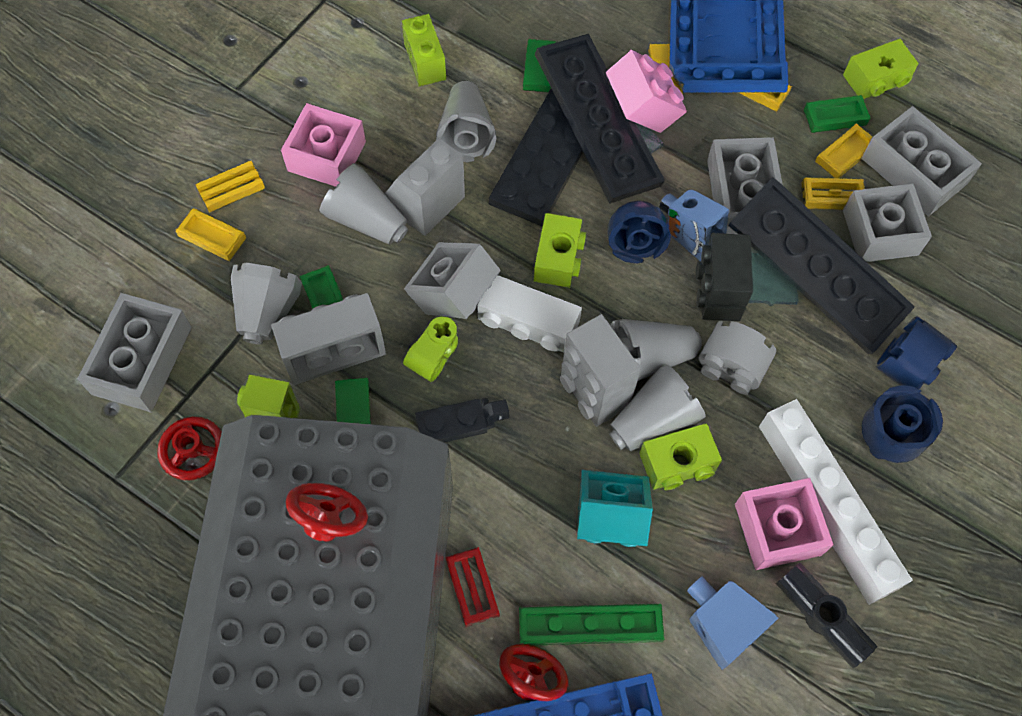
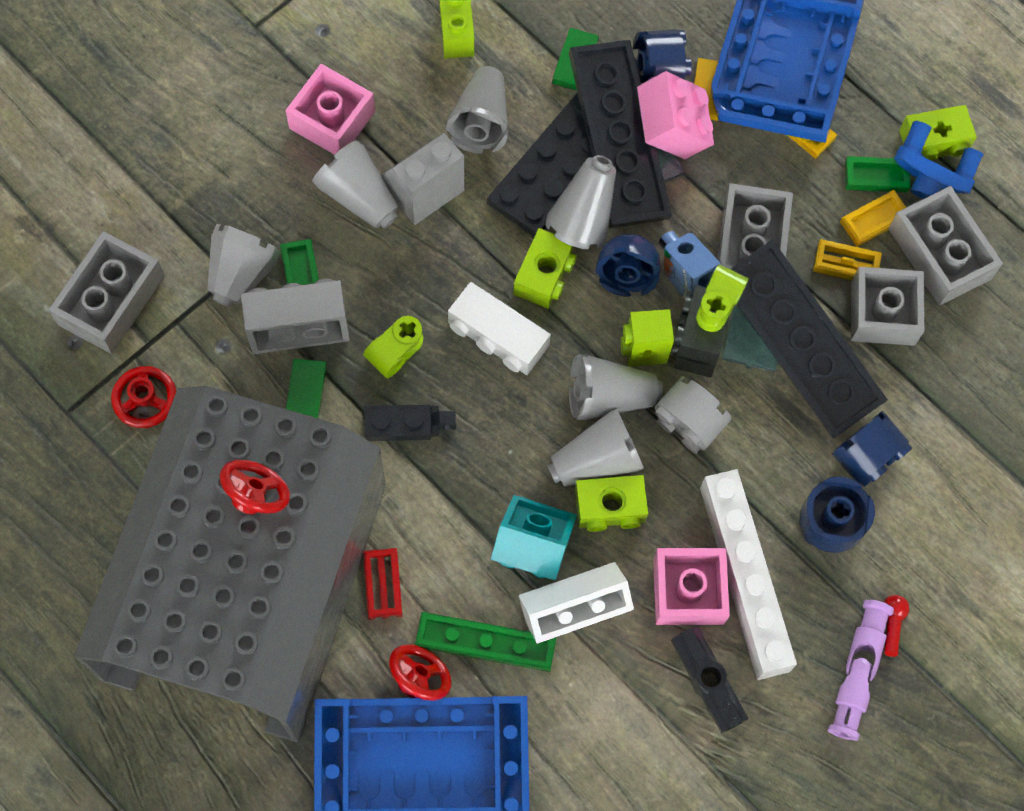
camera: 10 degrees right, 5 degrees up
(211, 234) = (200, 182): yellow tile -> none
(228, 183) = (228, 129): yellow tile -> none
(267, 398) = (225, 369): lime brick -> none
(452, 279) = (428, 280): light grey brick -> none
(586, 181) = (585, 205): none -> light grey cone
(598, 370) = (547, 402): light grey brick -> none
(618, 38) = (661, 52): none -> dark blue brick
(674, 564) = (576, 602): none -> white brick
(676, 292) = (647, 338): none -> lime brick
(728, 619) = (615, 664): medium blue torso -> none
(740, 239) = (720, 295): none -> lime piece
(884, 101) = (930, 175): none -> blue connector
(971, 593) = (854, 692): none -> lavender piece
(982, 505) = (901, 611): none -> red bar

